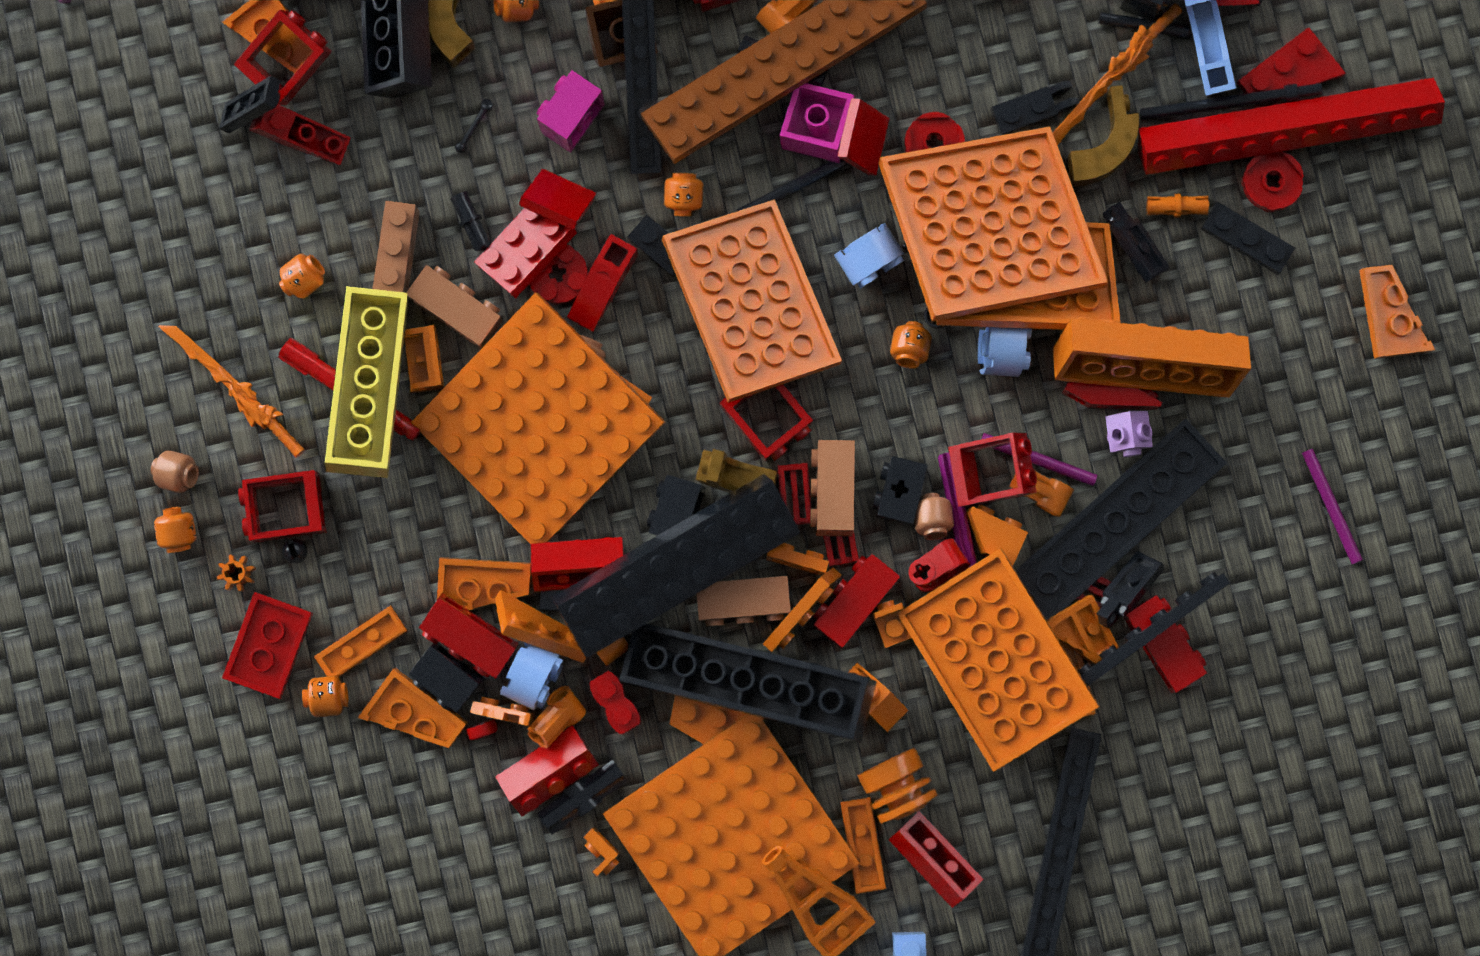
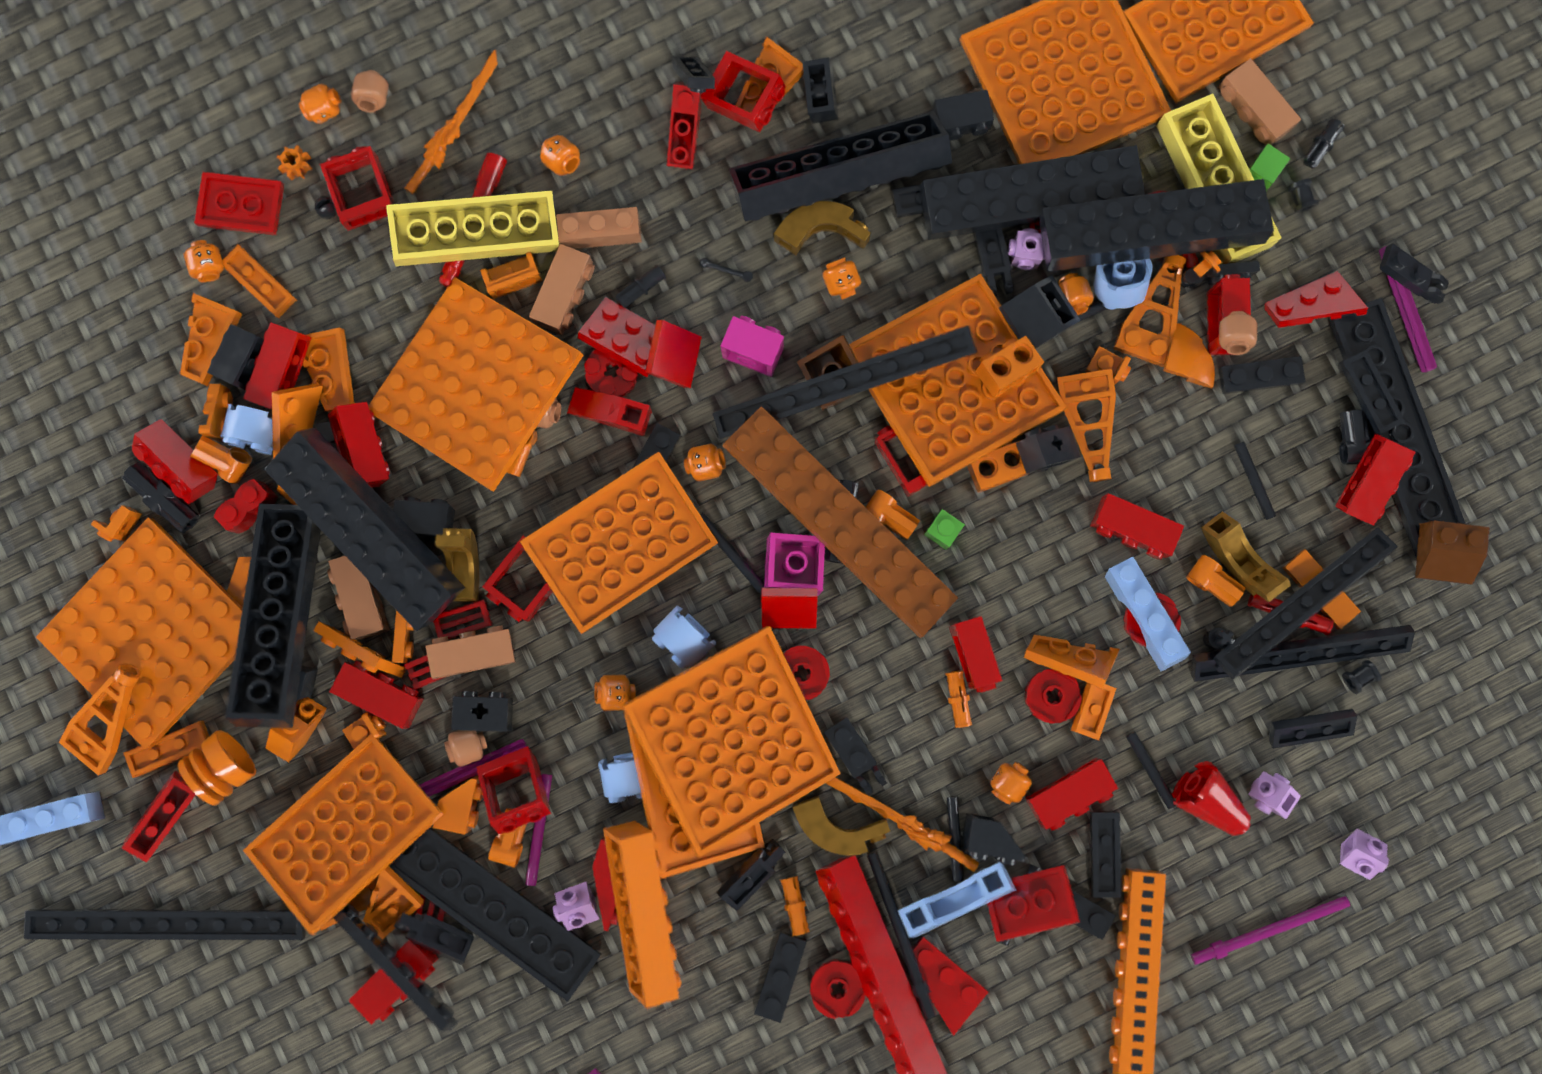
camera: 80 degrees right, 0 degrees up
(482, 729) = (199, 396): red tile -> none
(941, 565) = (423, 764): red piece -> none

